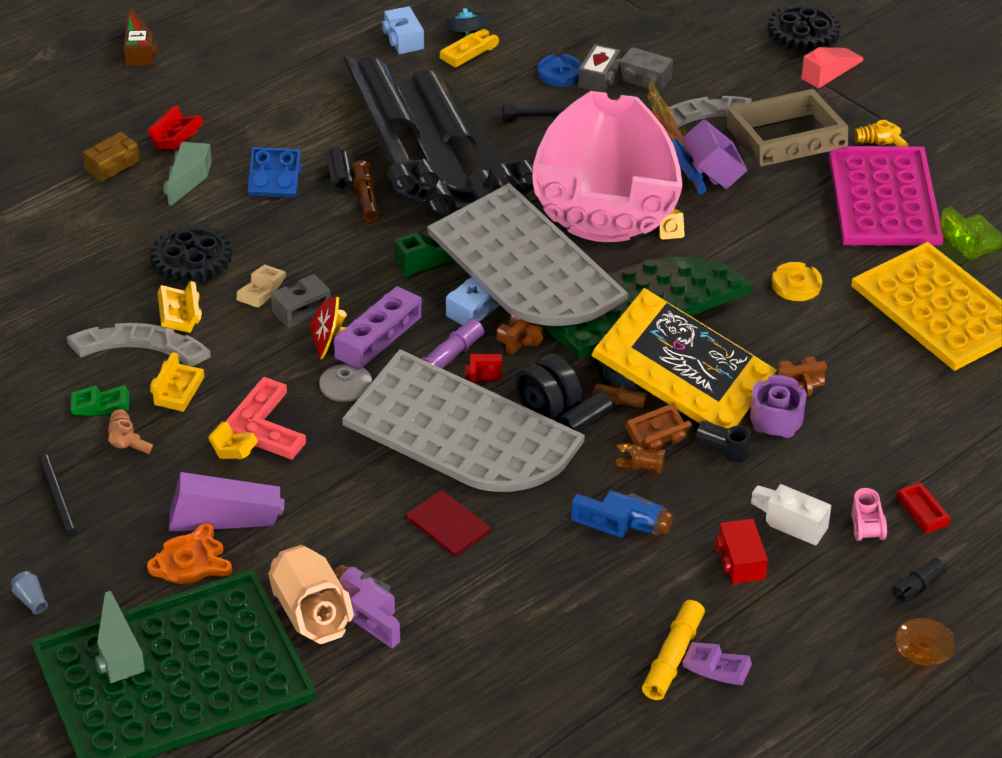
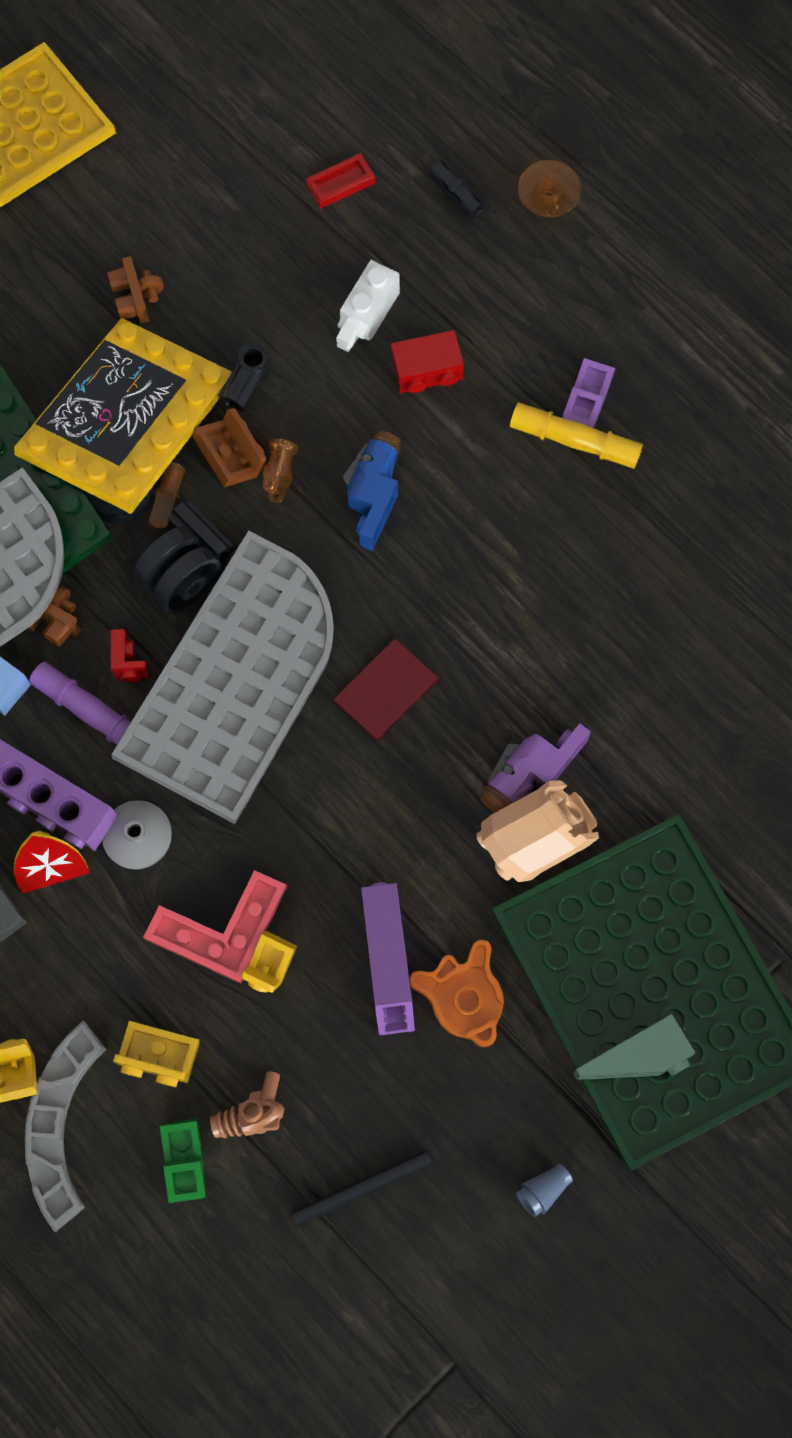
camera: 90 degrees left, 30 degrees up
(777, 406) = (194, 314): medium lavender brick -> none
(868, 515) = (368, 233): bright pink piece -> none

